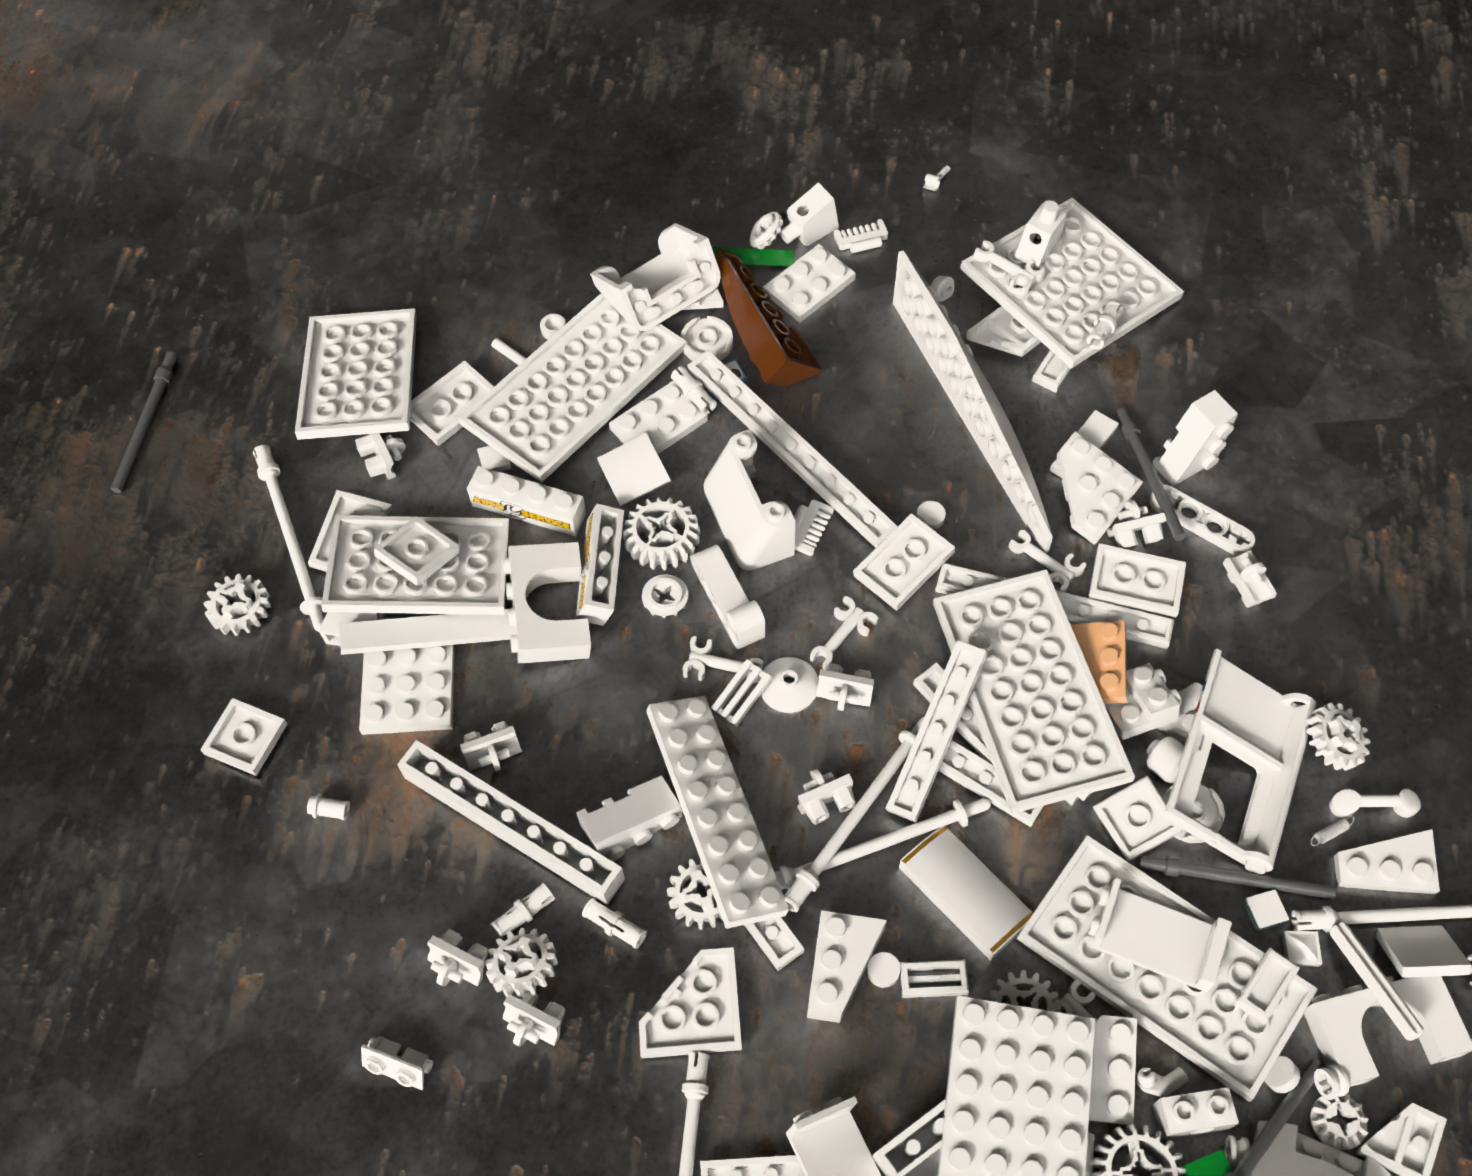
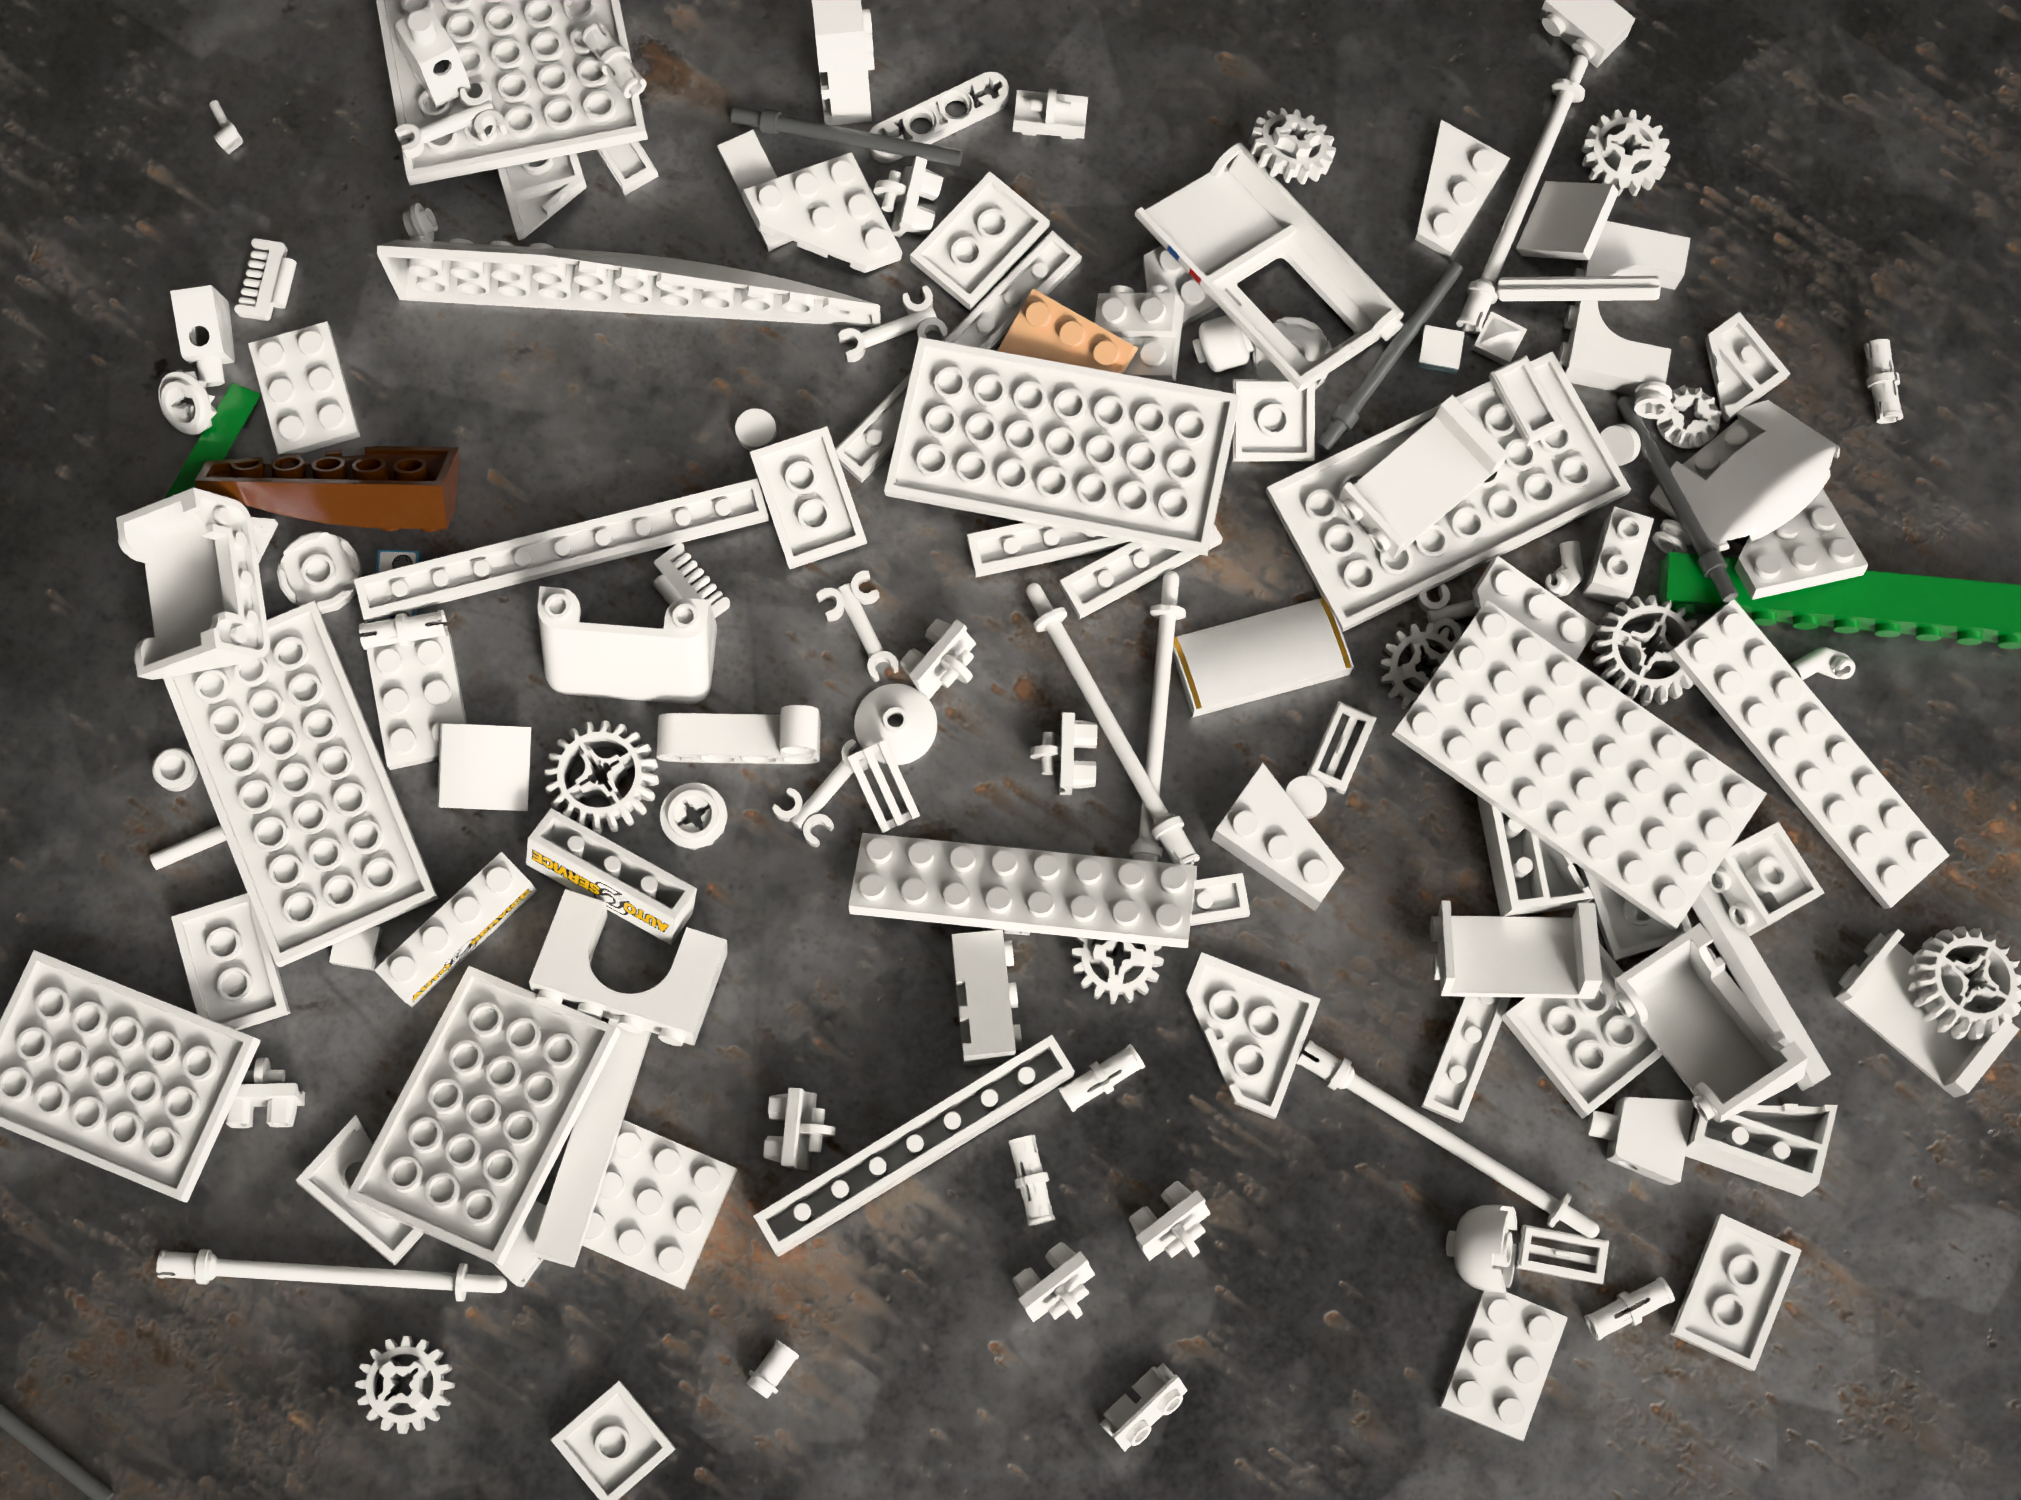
camera: 70 degrees left, 15 degrees up
(416, 550) = (473, 1105): white plate -> none
(521, 962) = (1113, 1196): white gear -> none
(936, 731) = (1063, 581): white plate -> none
(1332, 830) = (1388, 222): white piece -> none
(1348, 801) = (1368, 183): white bar -> none

